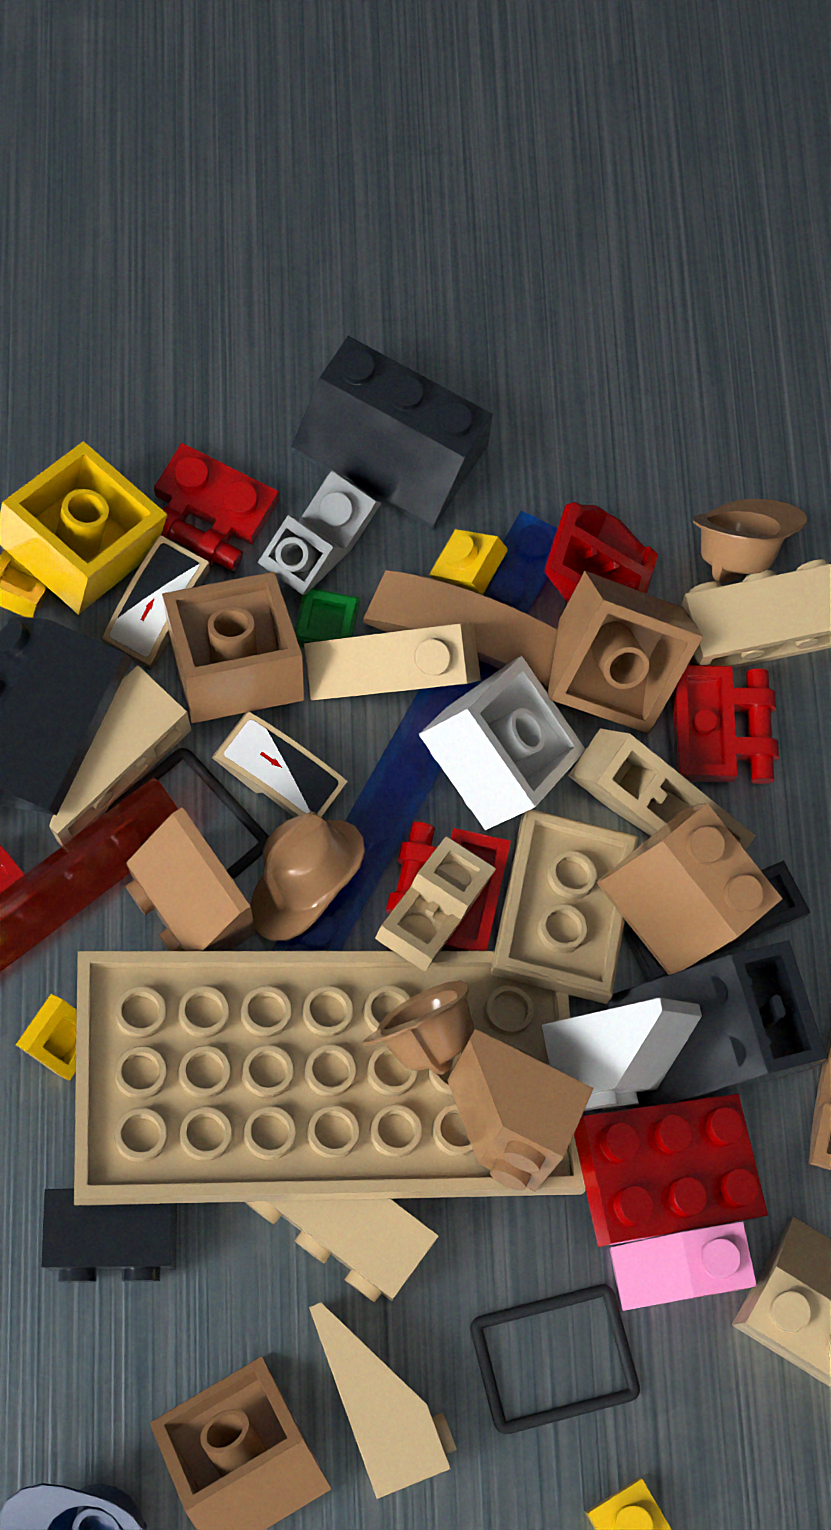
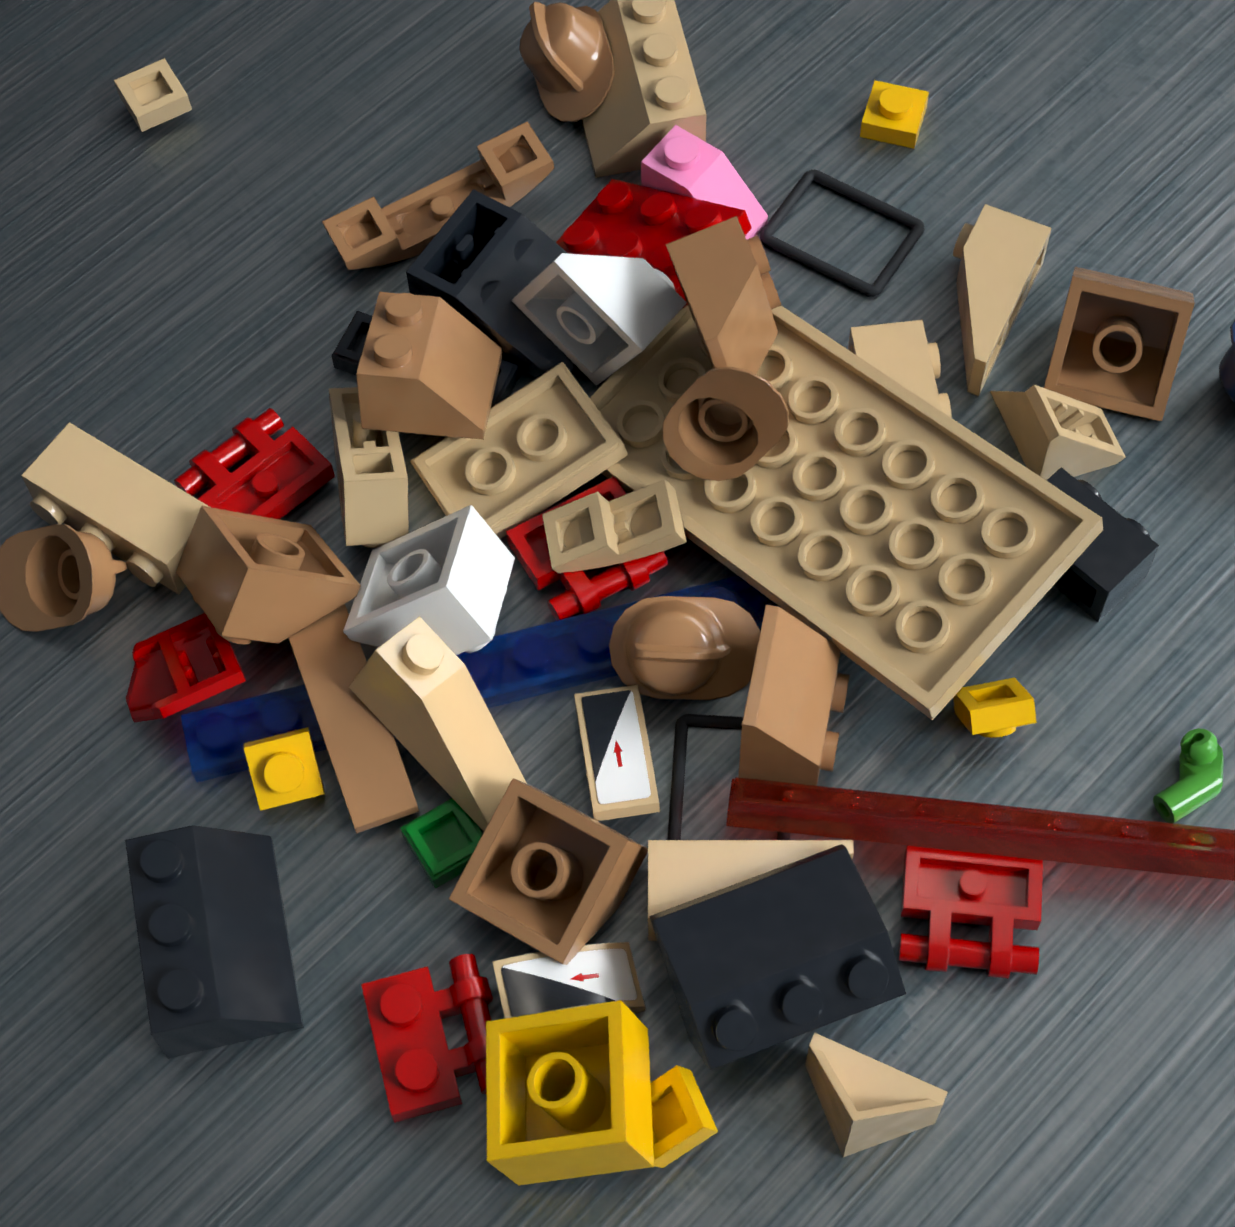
camera: 125 degrees left, 10 degrees down
(215, 1327) = (1058, 432): none -> tan slope
(326, 532) = (387, 908): light grey slope -> none

